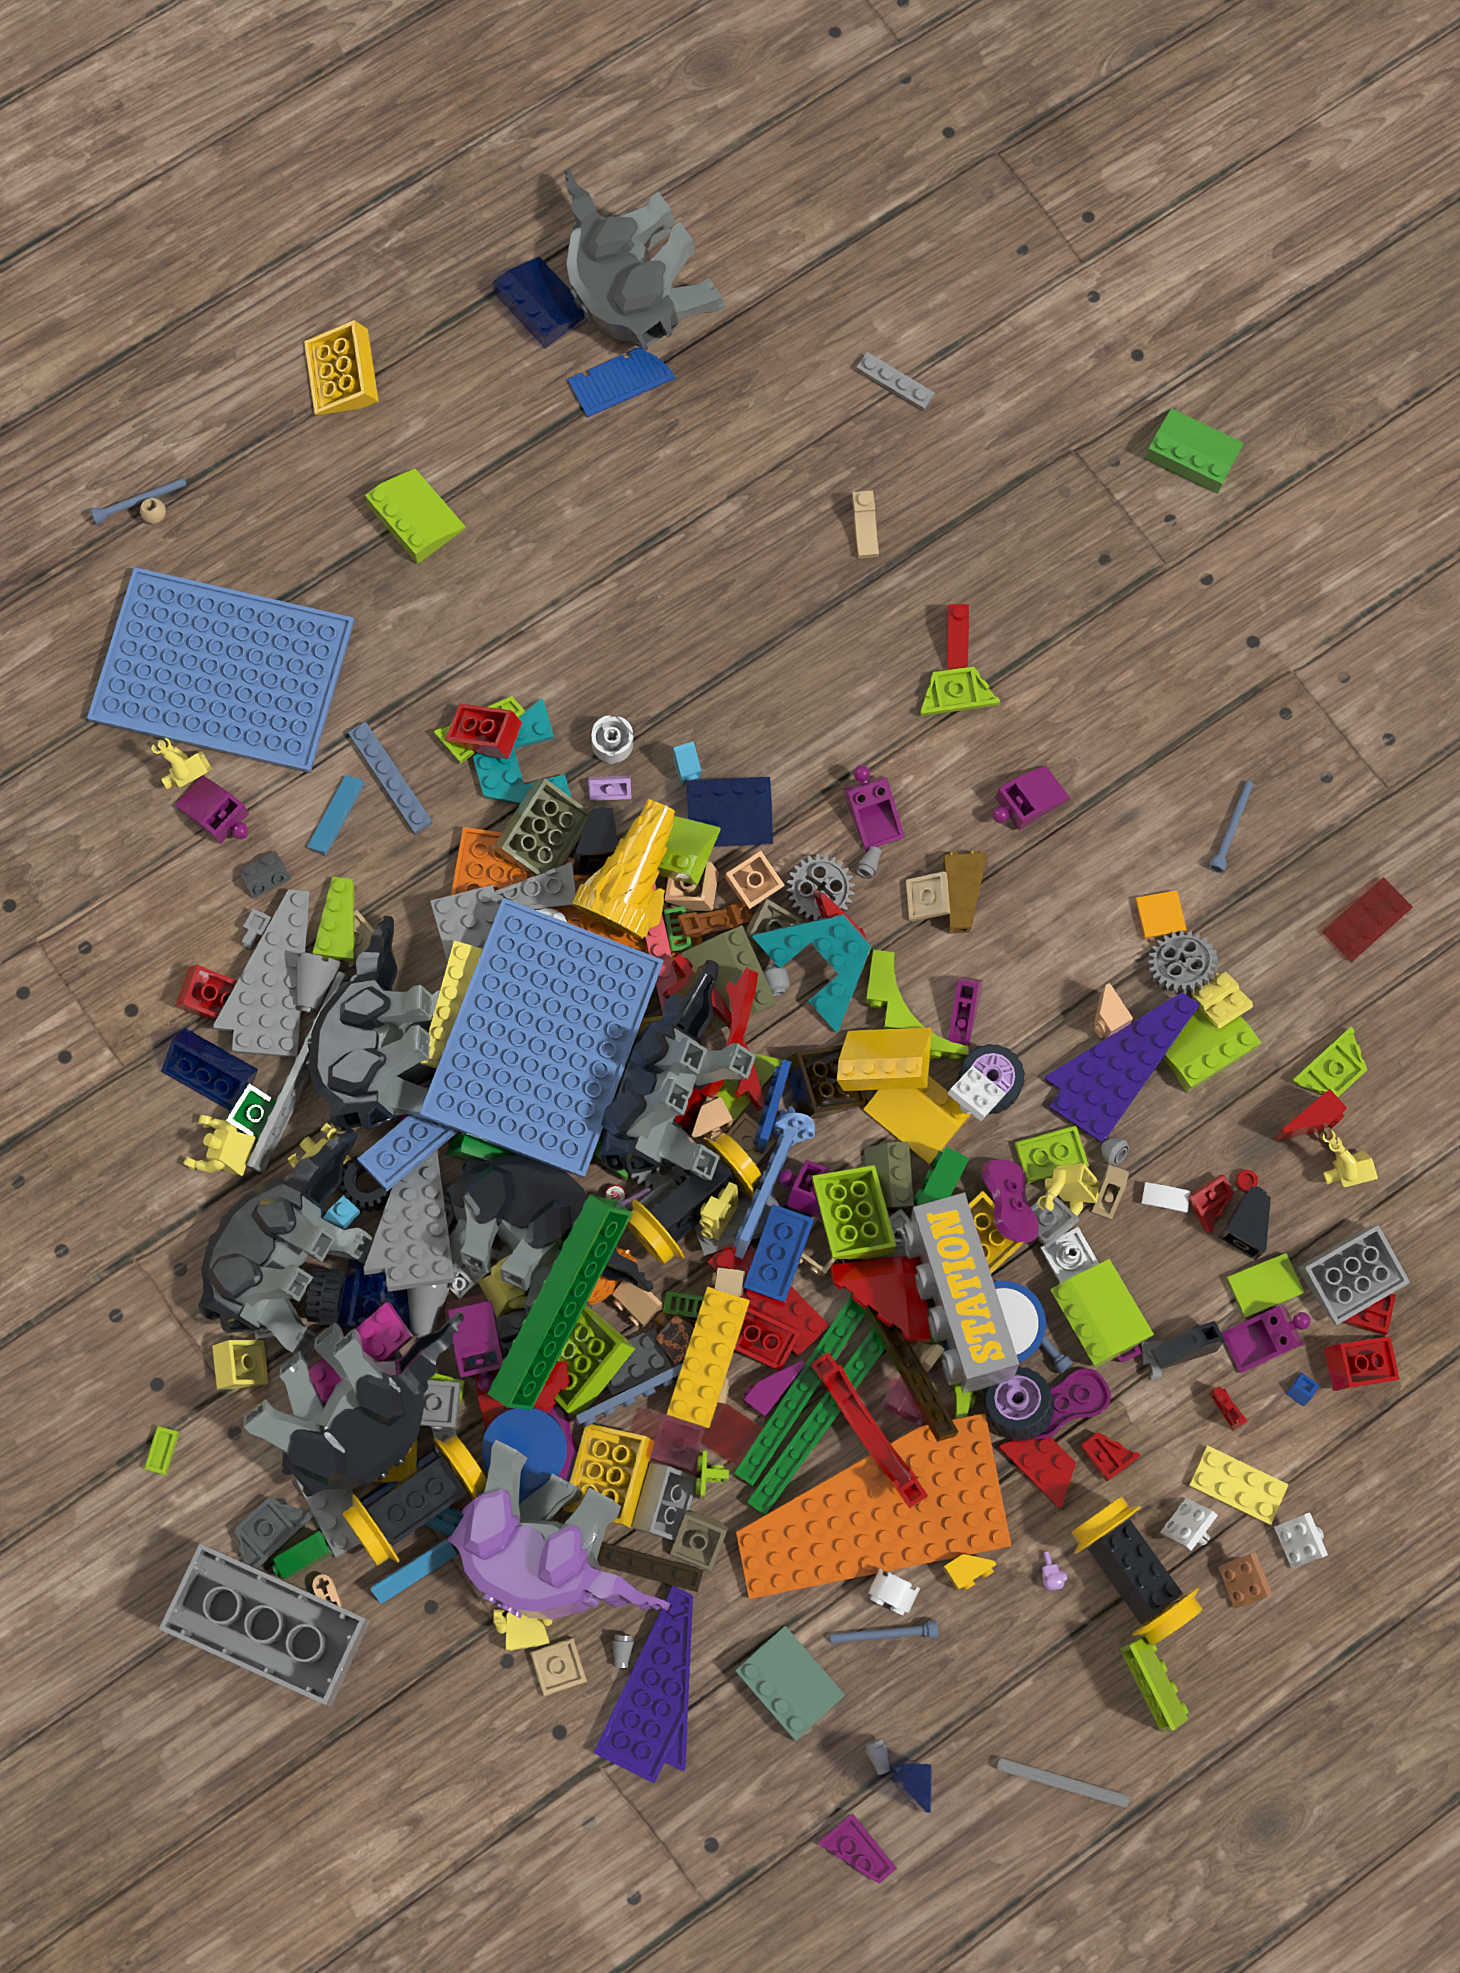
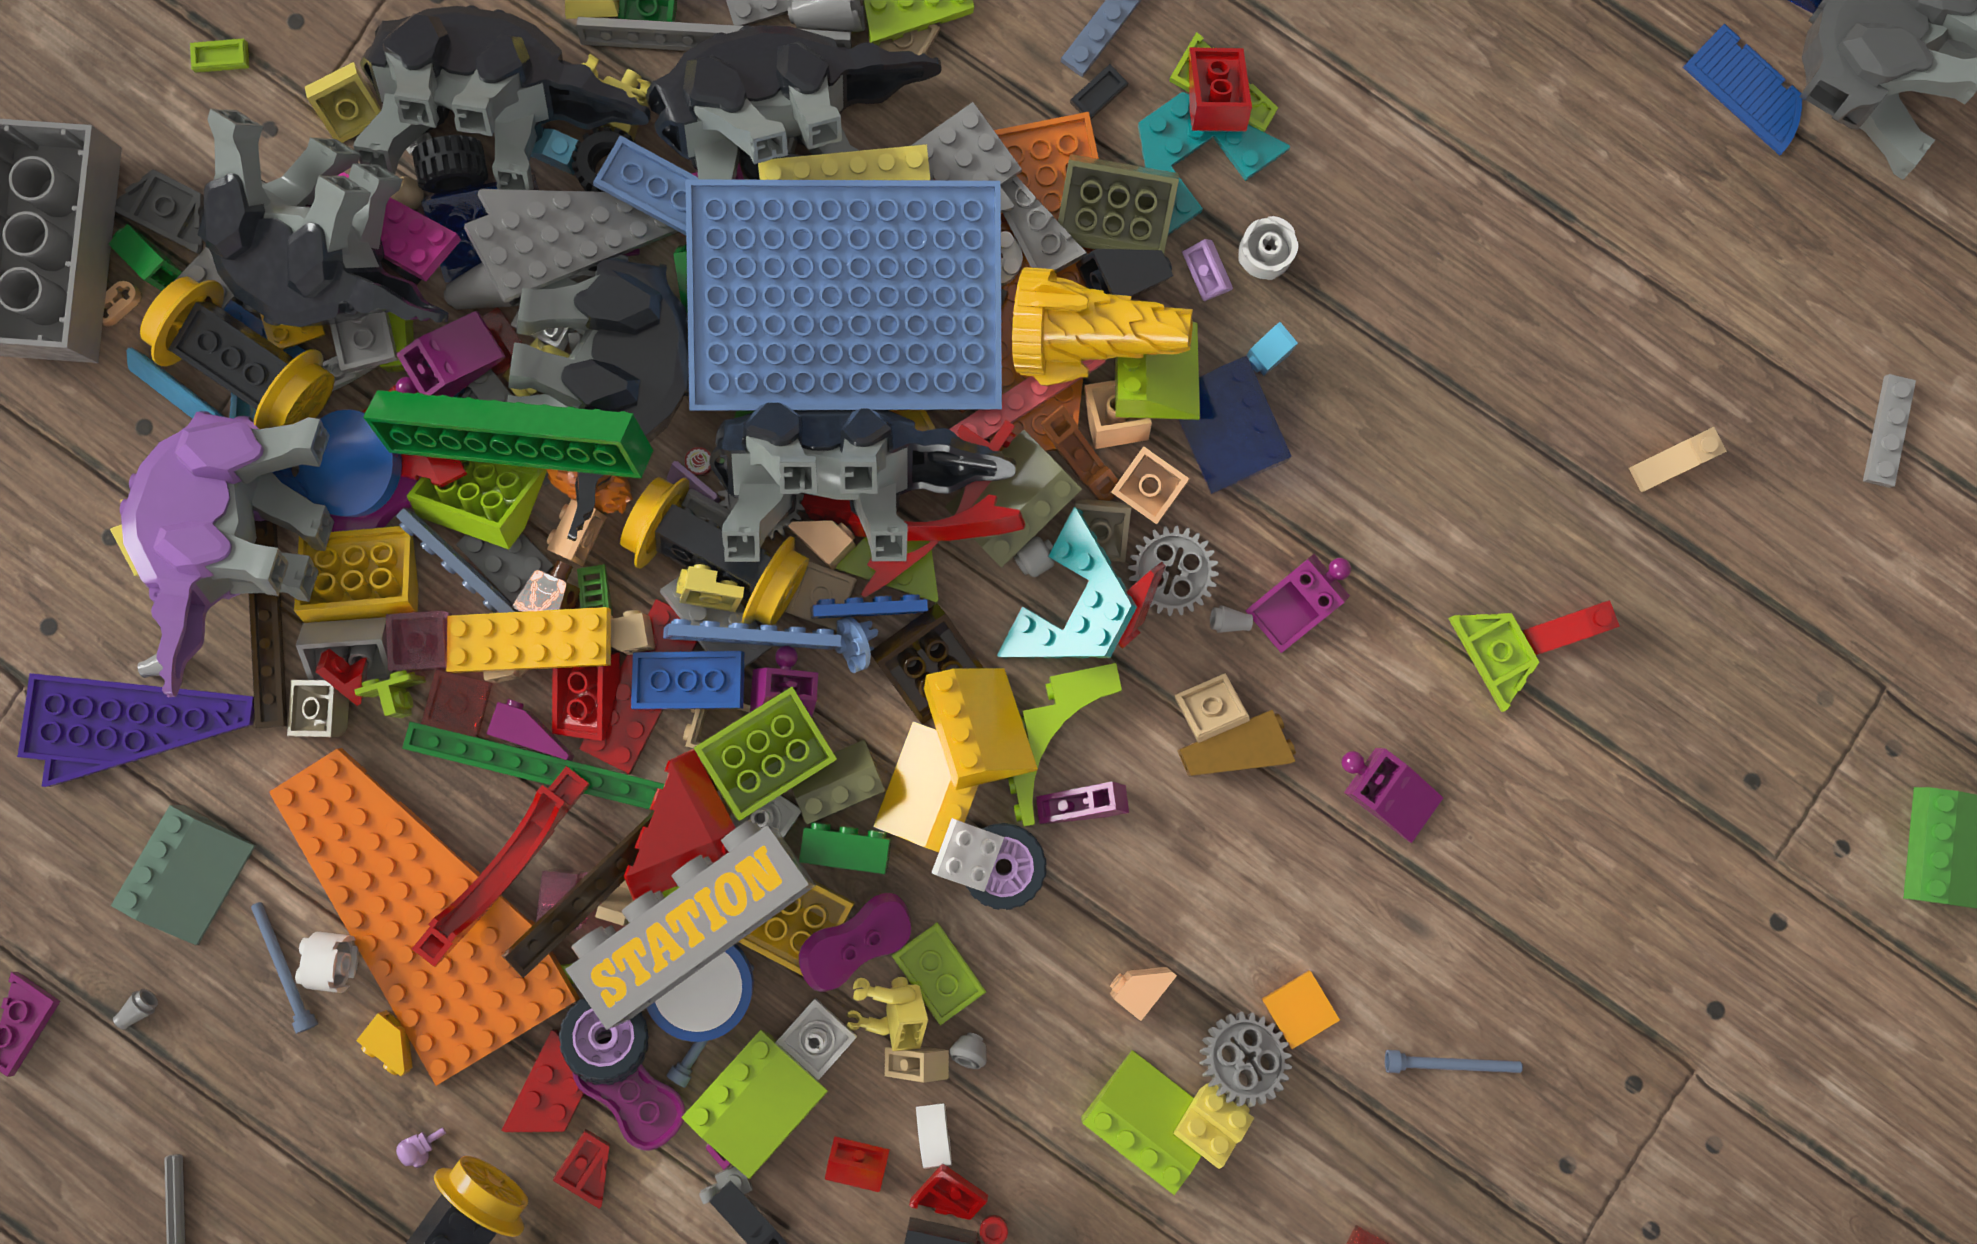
camera: 70 degrees right, 10 degrees up
(449, 815) = (1099, 92): none -> black tile
(558, 1667) = (118, 598): tan tile -> none
(673, 911) = (1073, 399): bright green slope -> none
(686, 1504) = (342, 675): none -> red slope
(814, 1428) = (493, 797): green plate -> none
(914, 1784) = (92, 1064): clear blue slope -> none
(1053, 1223) = (842, 1008): light grey tile -> none
(1108, 1077) = (1064, 1014): dark purple wing -> none
(1169, 1259) = (856, 1164): none -> red panel

